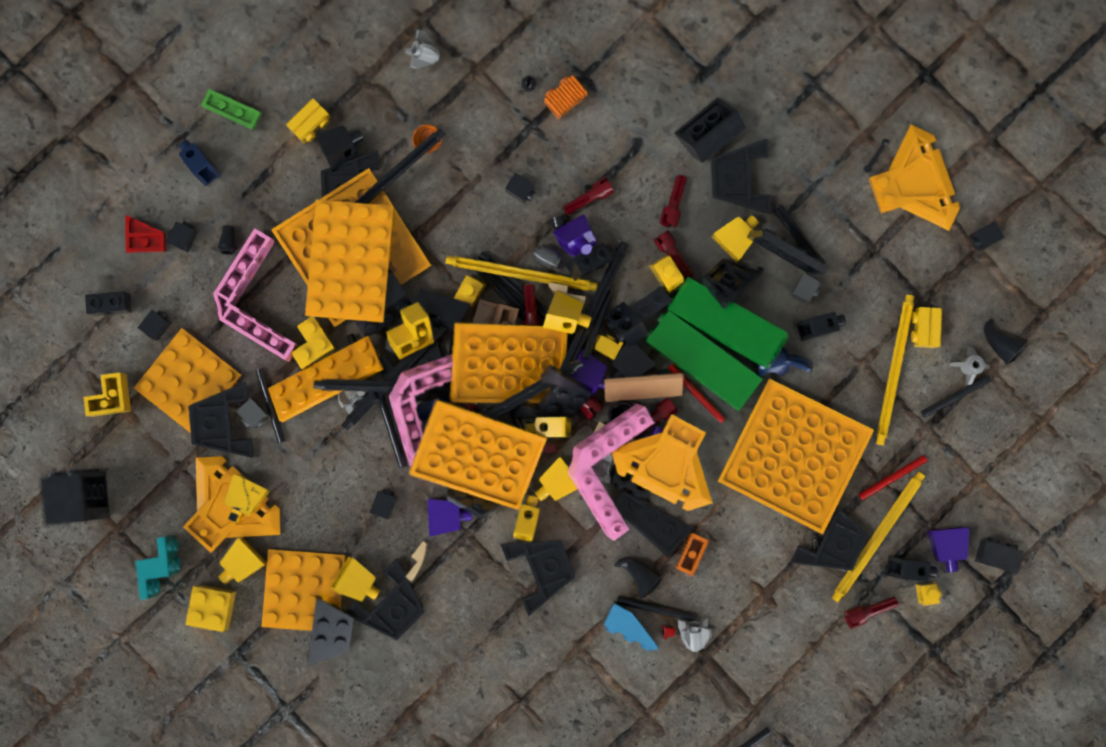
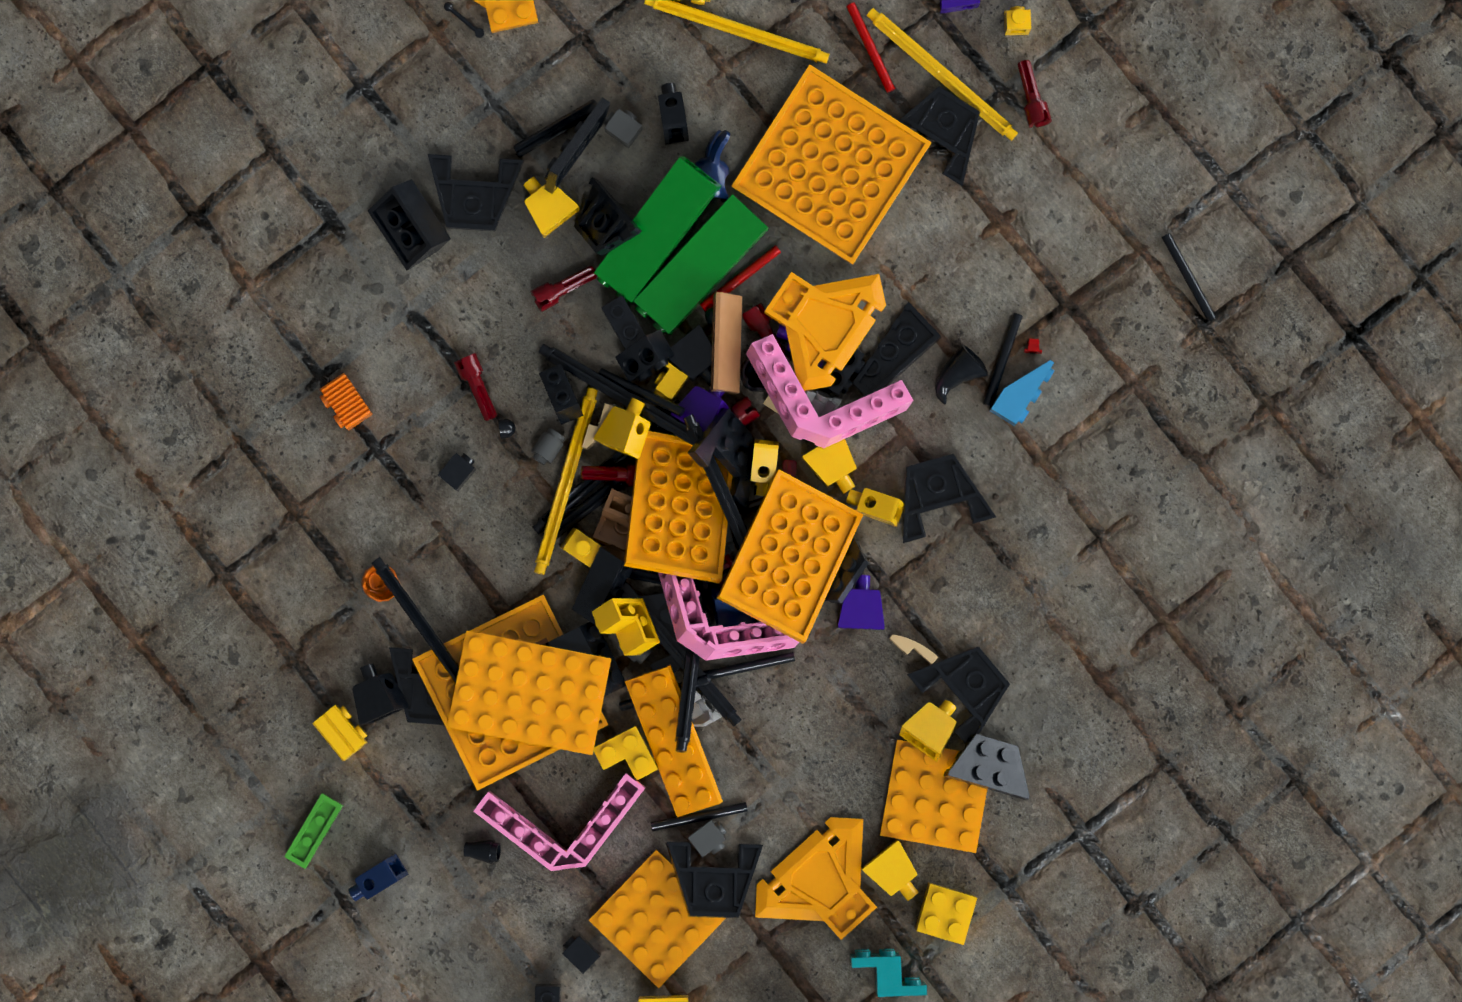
camera: 85 degrees left, 0 degrees up
(142, 237) = (467, 958): red wing -> none
(182, 236) = (470, 908): black brick -> none
(243, 497) = (812, 857): yellow torso -> none
(383, 503) = (838, 683): black brick -> none
(424, 51) = (267, 575): light grey brick -> none
(532, 86) = (319, 452): black hinge -> none
(576, 237) = (528, 407): dark purple torso -> none
(667, 274) = (586, 298): yellow torso -> none
(671, 213) = (510, 285): dark red piece -> none
(691, 554) = (939, 306): orange brick -> none
(695, 633) = (1038, 313): light grey brick -> none
(910, 569) = (986, 39): black torso -> none

